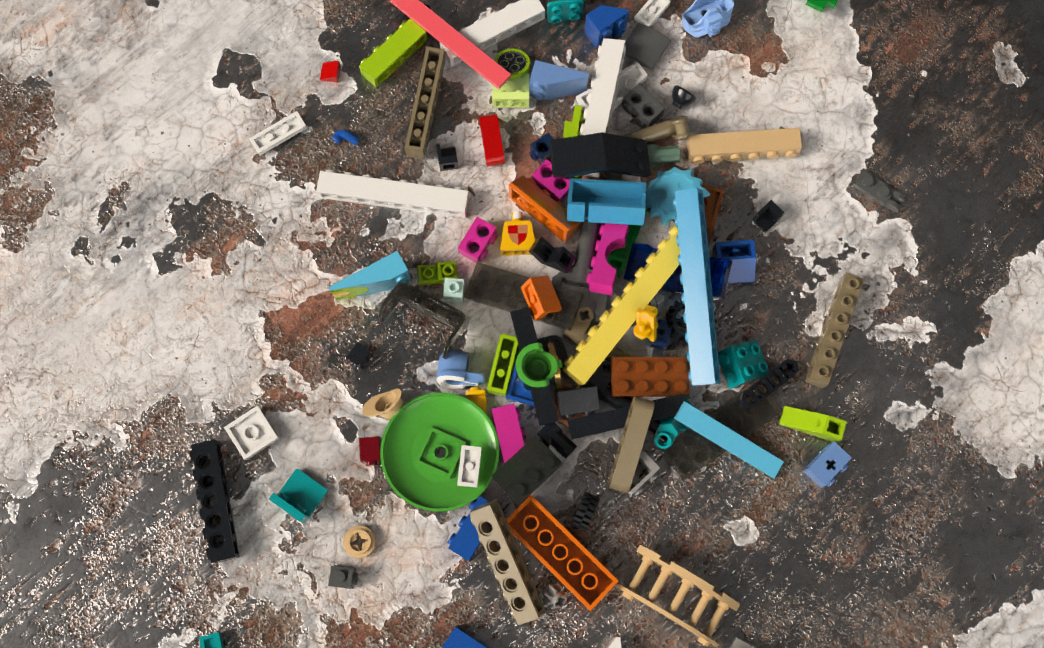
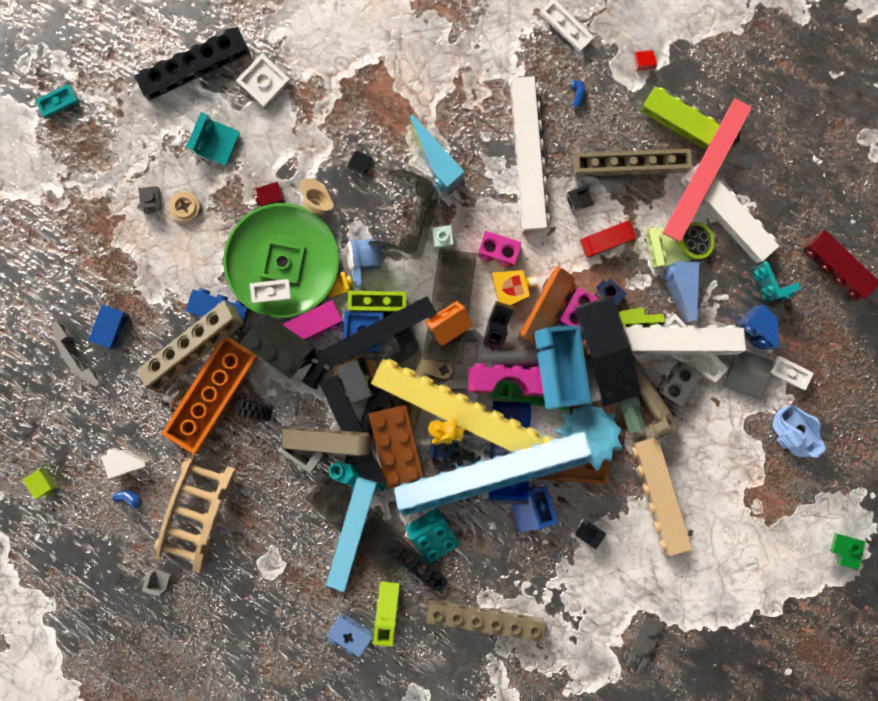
camera: 75 degrees right, 10 degrees up
(436, 273) = (458, 217): lime slope -> none
(537, 366) = (375, 332): bright green helmet -> none
(682, 97) = (700, 422): black brick -> none

